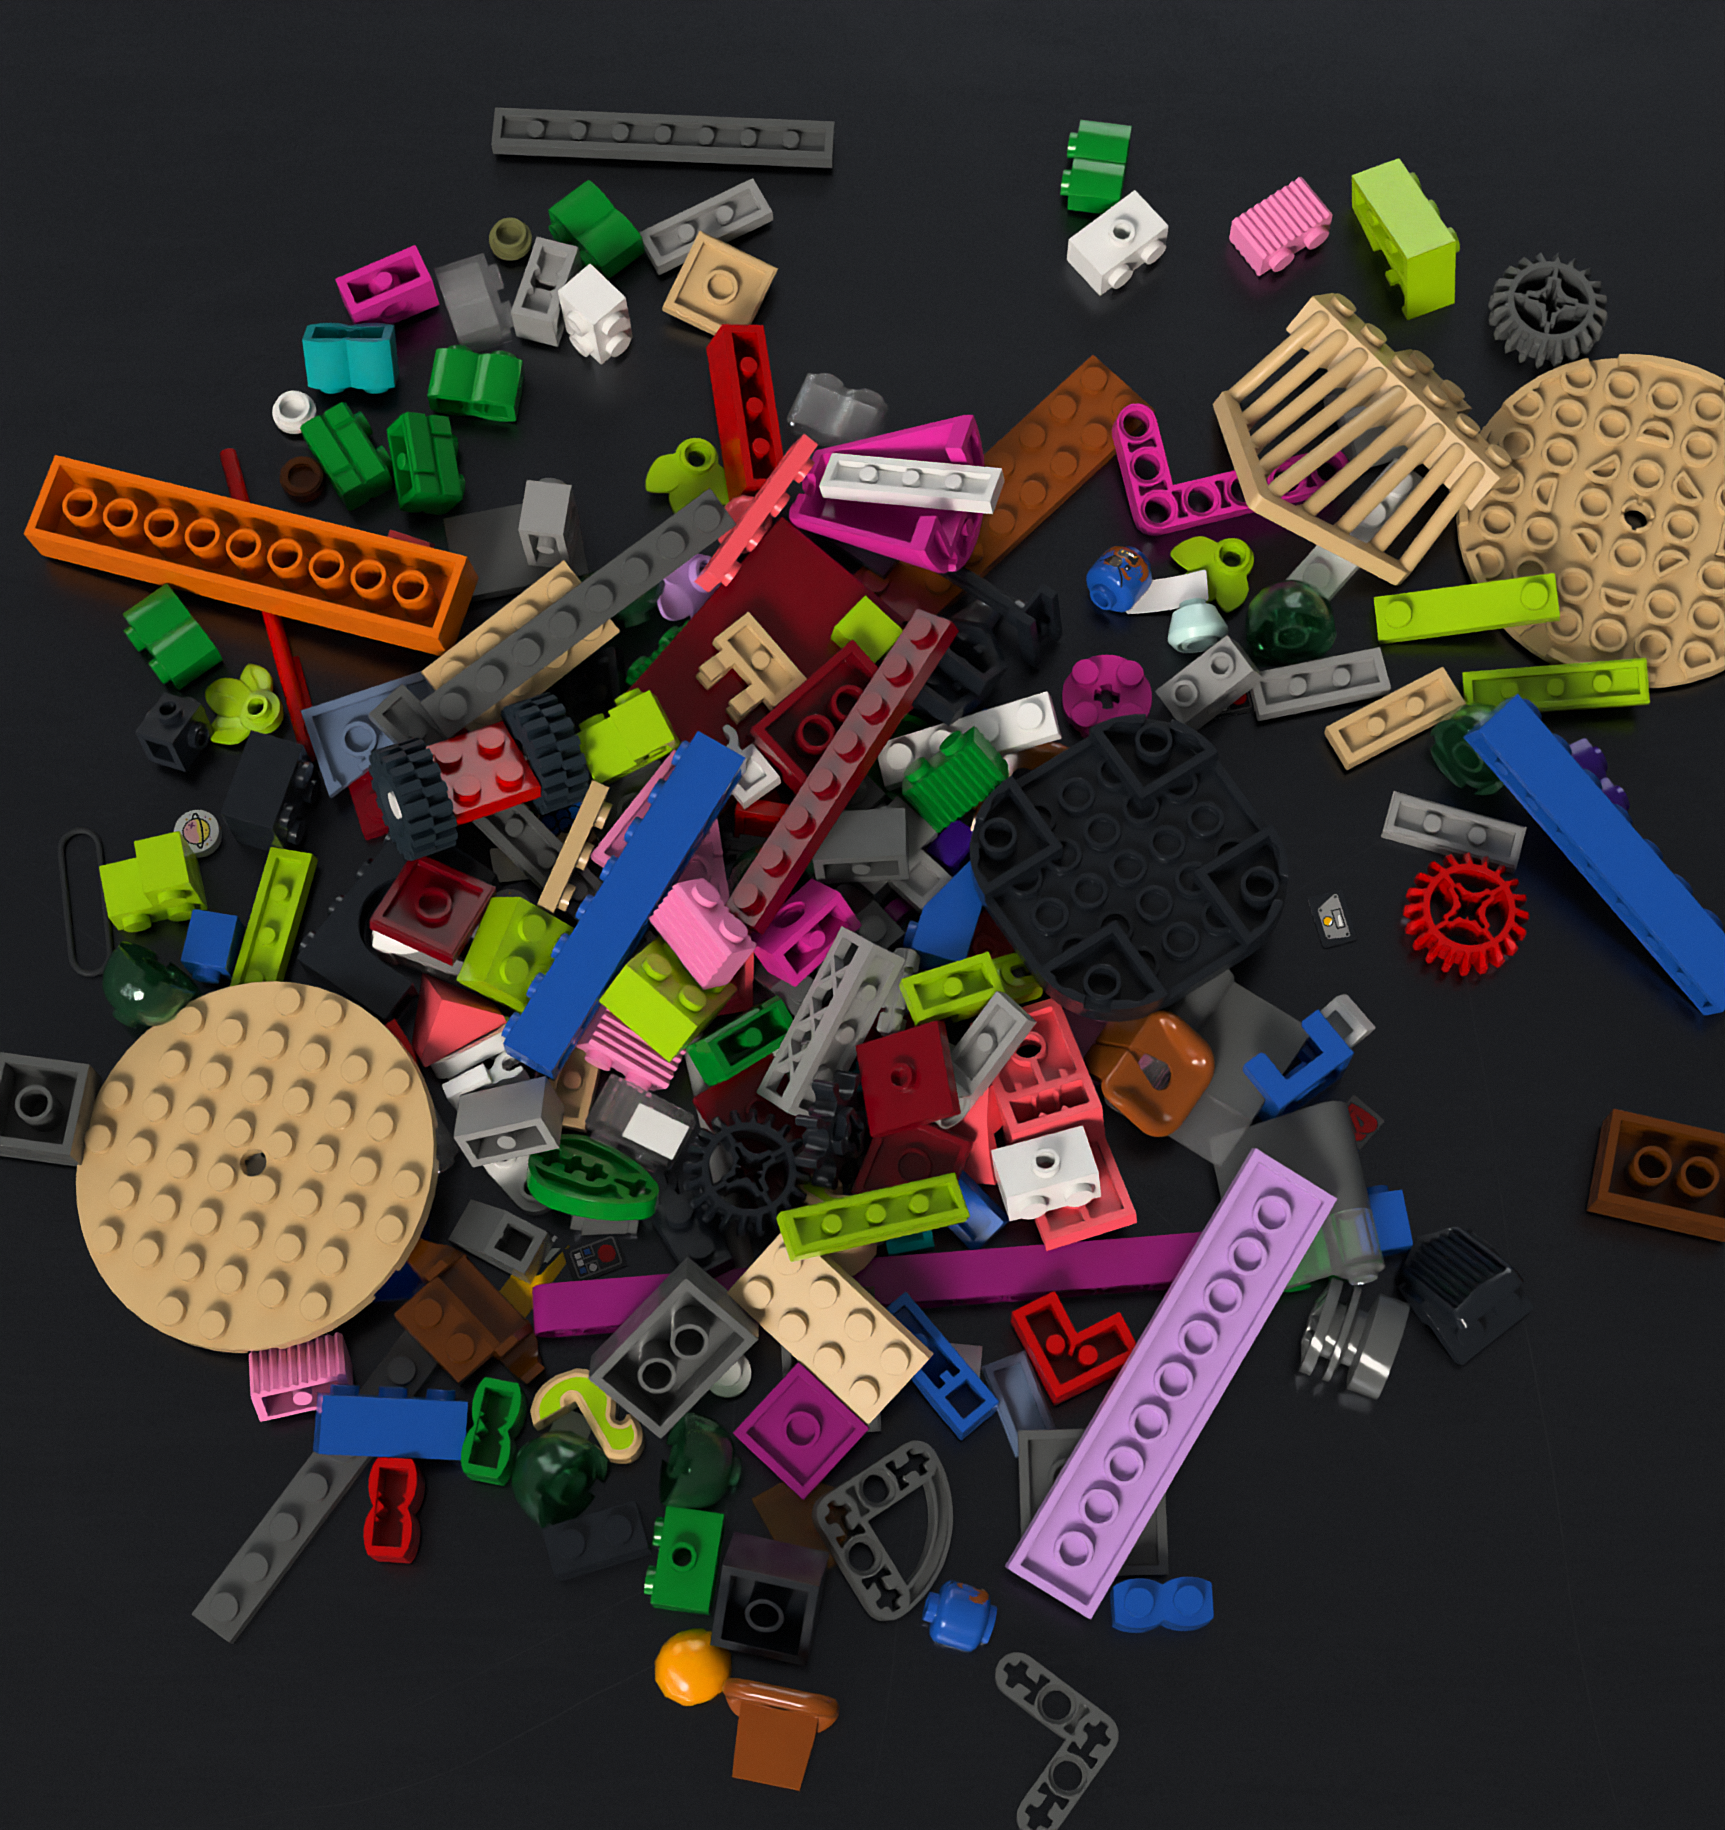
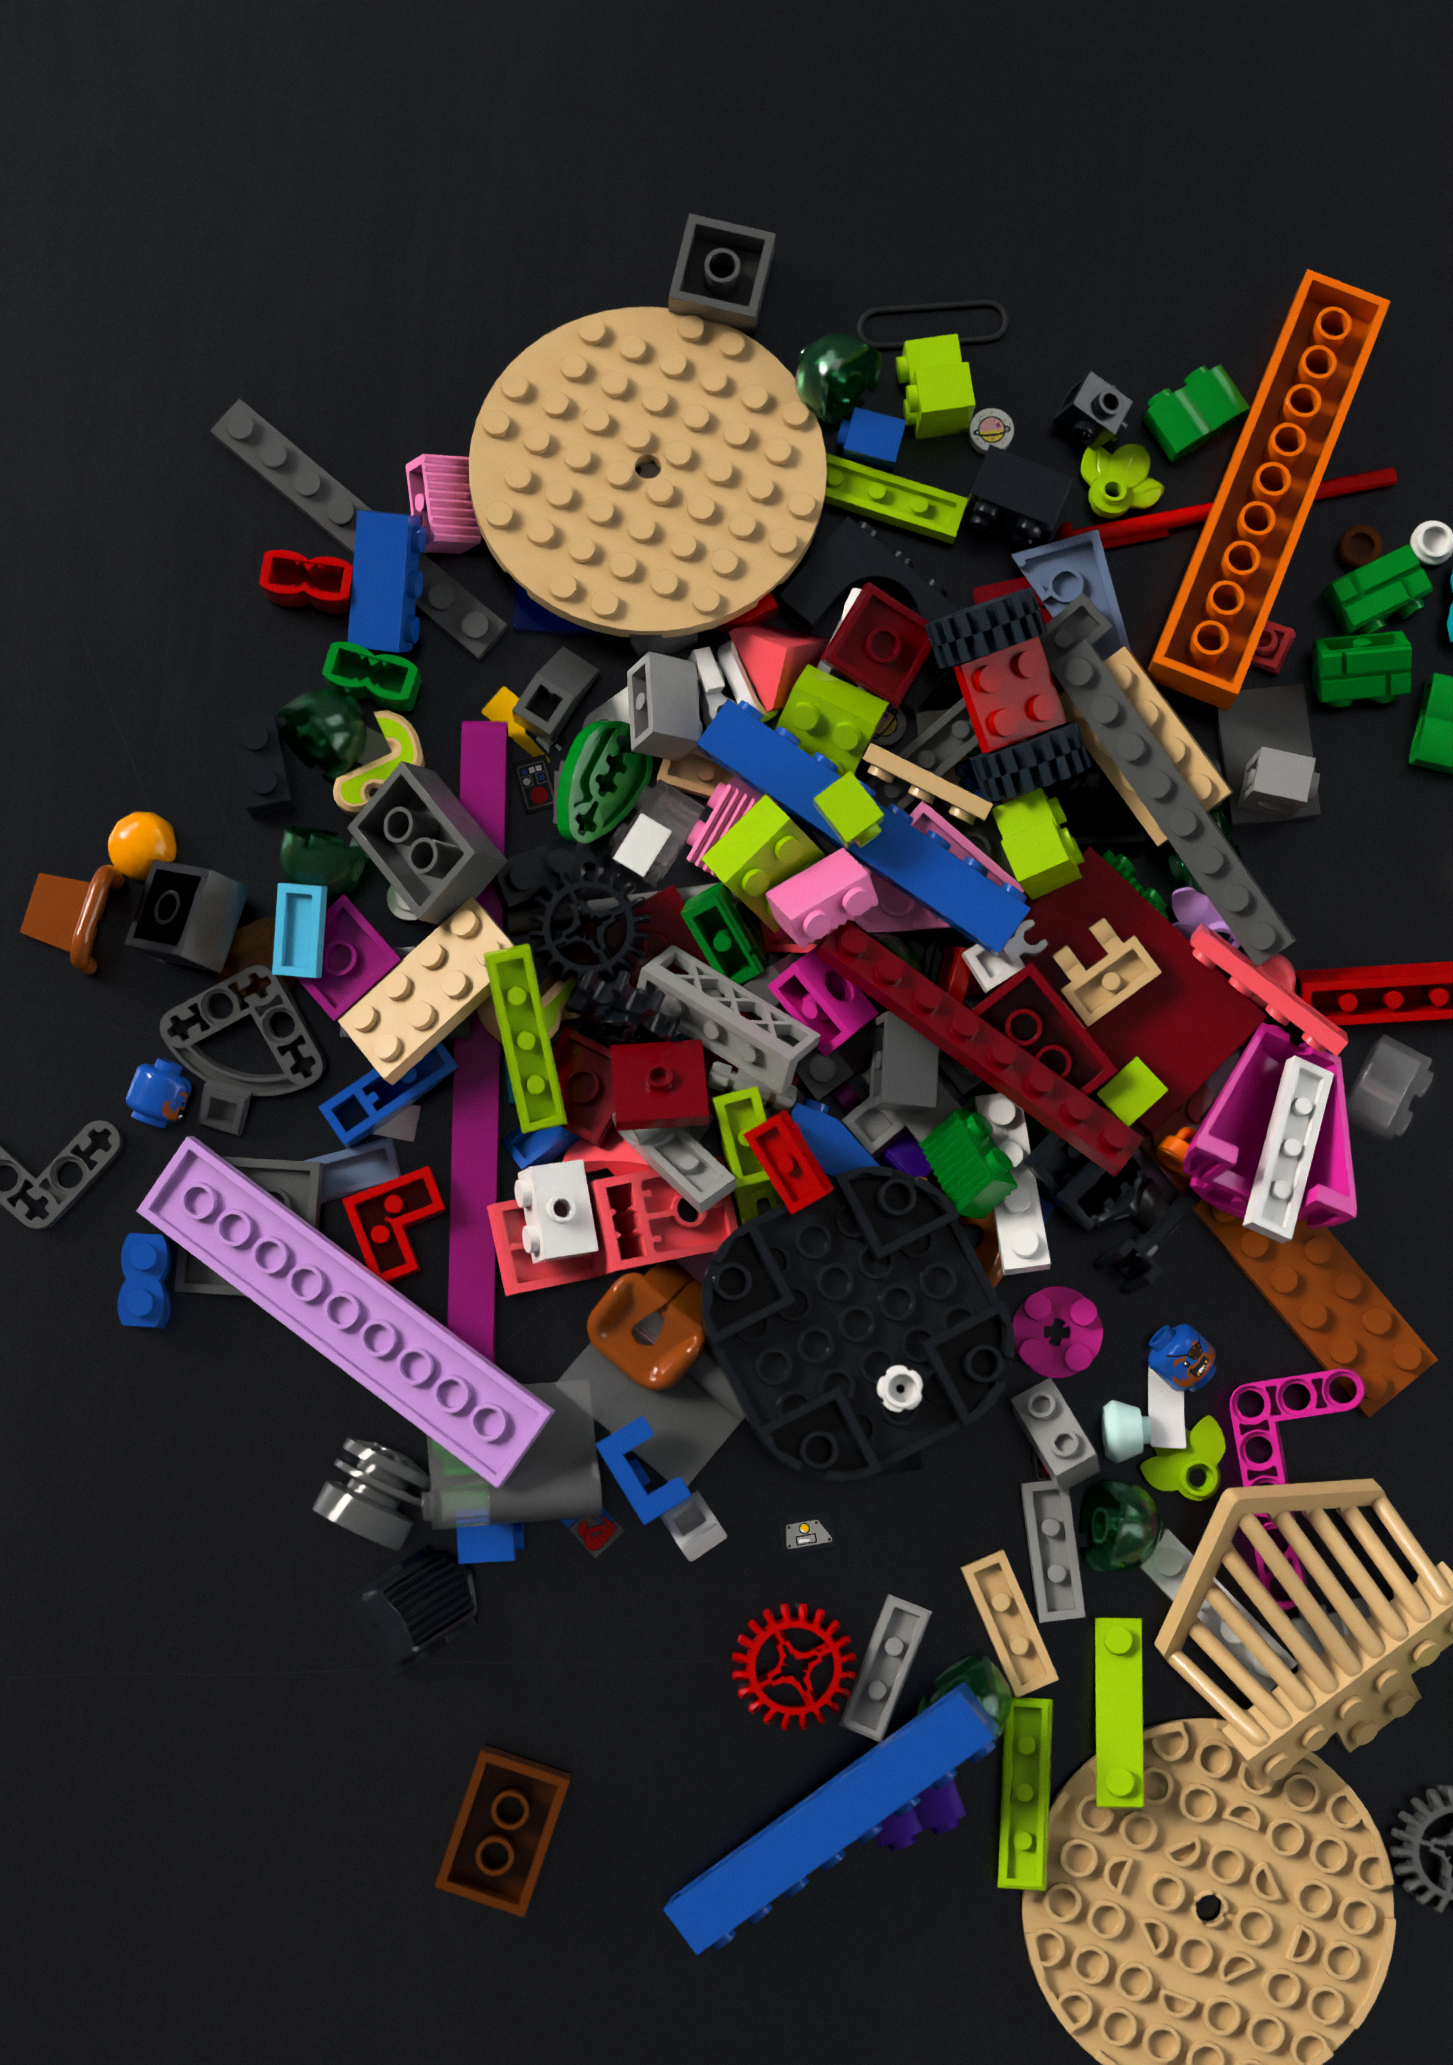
camera: 85 degrees right, 10 degrees up
(465, 1317) = (485, 659): reddish brown plate -> none
(614, 906) = (850, 811): none -> lime brick
(686, 482) = (1322, 931): lime plate -> none
(686, 1560) = (235, 845): green brick -> none
(776, 1472) = (299, 930): none -> medium azure tile
(922, 590) = (1173, 1149): none -> orange tile
(967, 1544) = (224, 1107): none -> dark grey tile
(976, 938) = (788, 1161): none -> red tile
(1193, 805) = (912, 1384): none -> white plate

